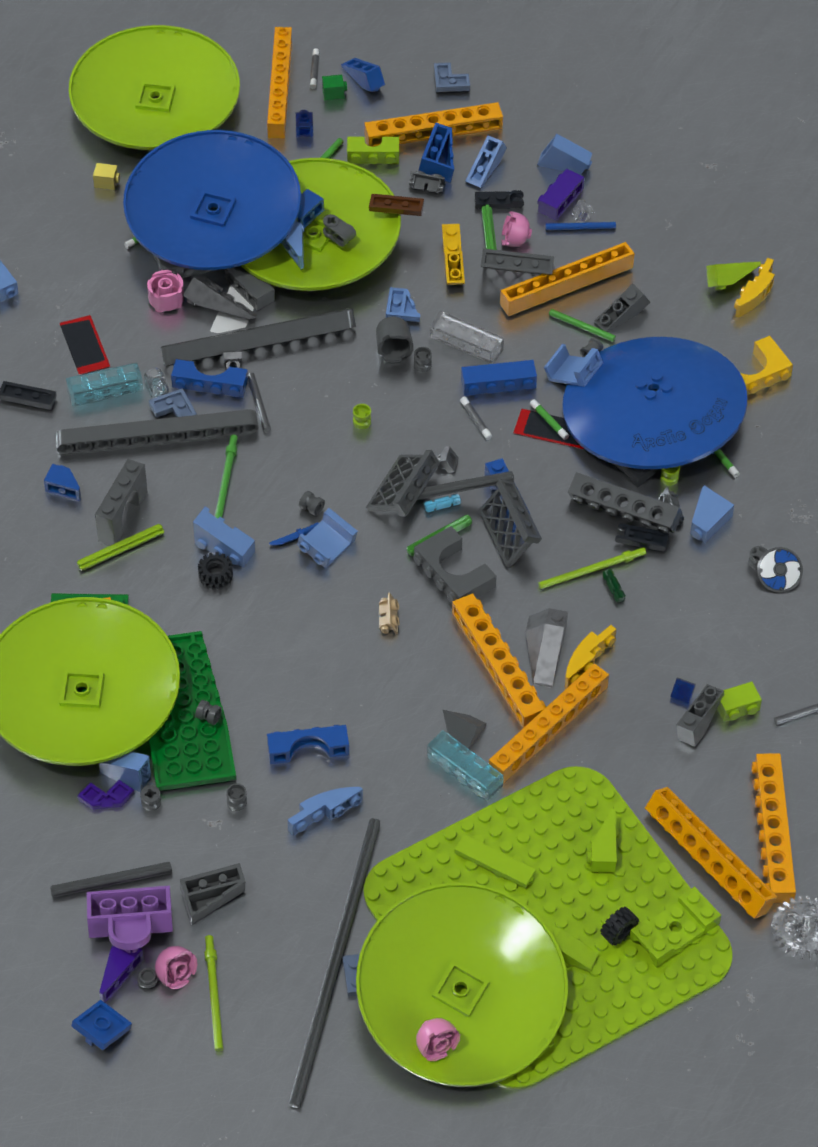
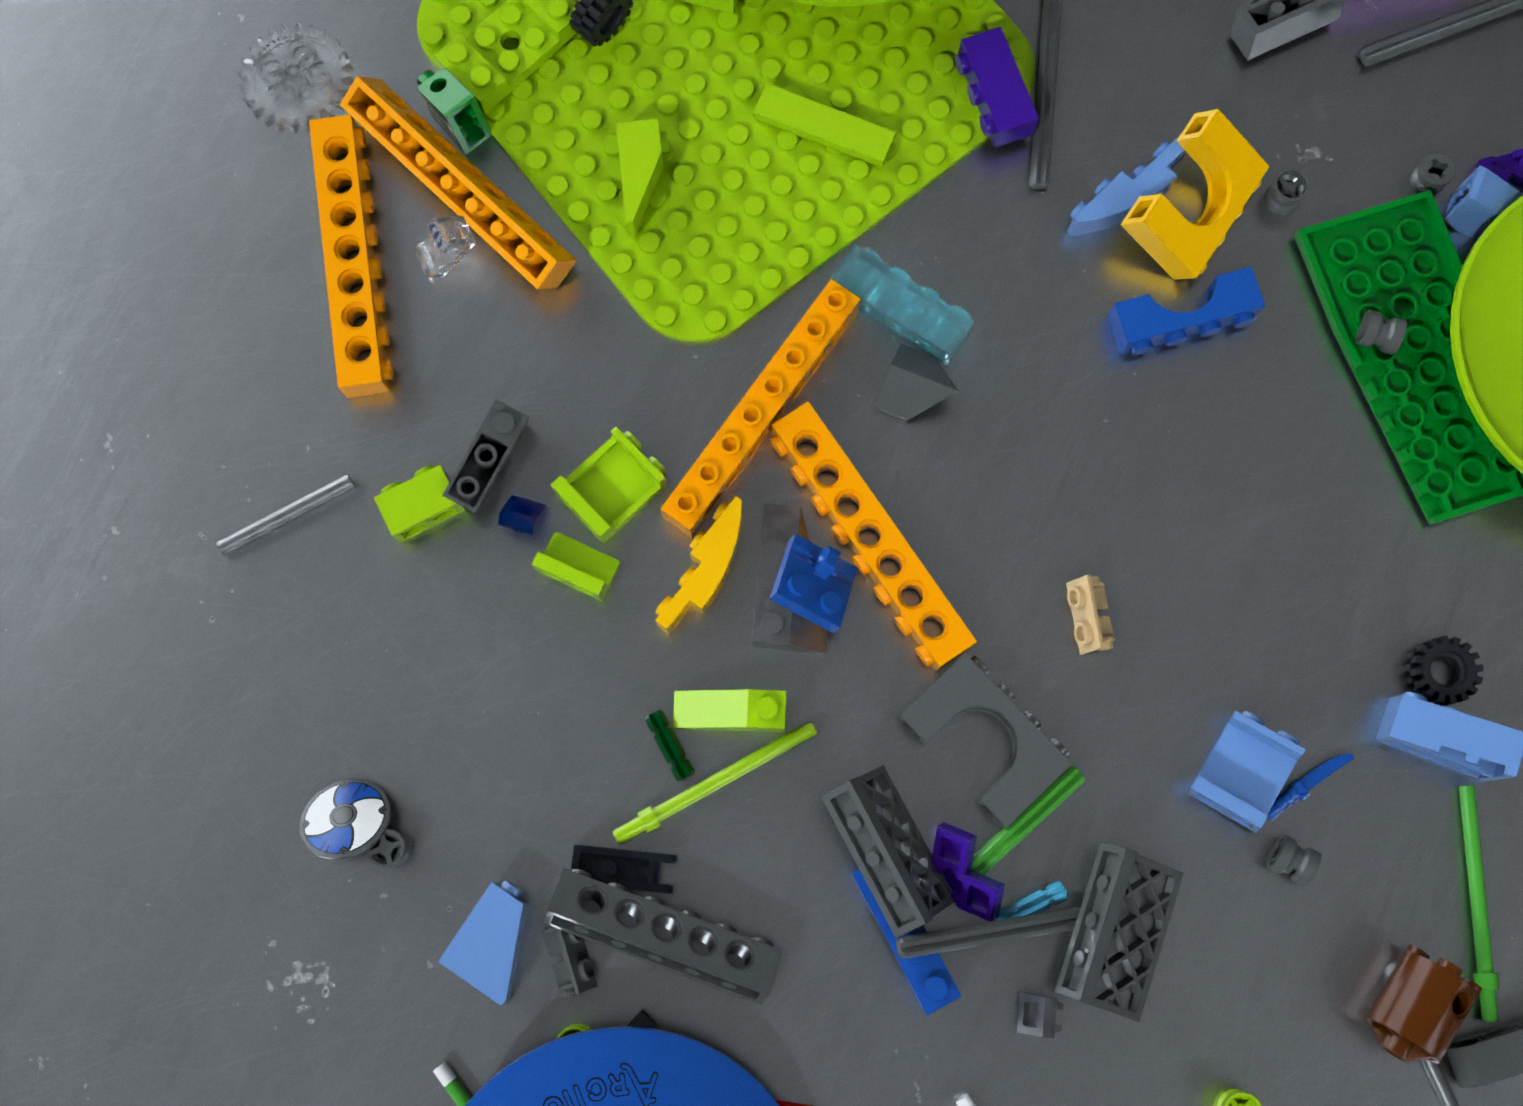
camera: 175 degrees right, 25 degrees up
(268, 438) = (1421, 1007): none -> reddish brown cylinder
(303, 771) = (1231, 174): none -> yellow arch
(393, 863) = (996, 87): none -> dark purple brick
(473, 510) = (971, 890): none -> dark purple tile
(532, 636) = (814, 583): none -> blue hinge
(576, 592) = (730, 710): none -> slope
(635, 700) = (611, 485): none -> lime panel
(656, 665) = (577, 565): none -> lime panel
(714, 890) = (447, 97): none -> green torso
(721, 819) = (441, 250): none -> clear leg

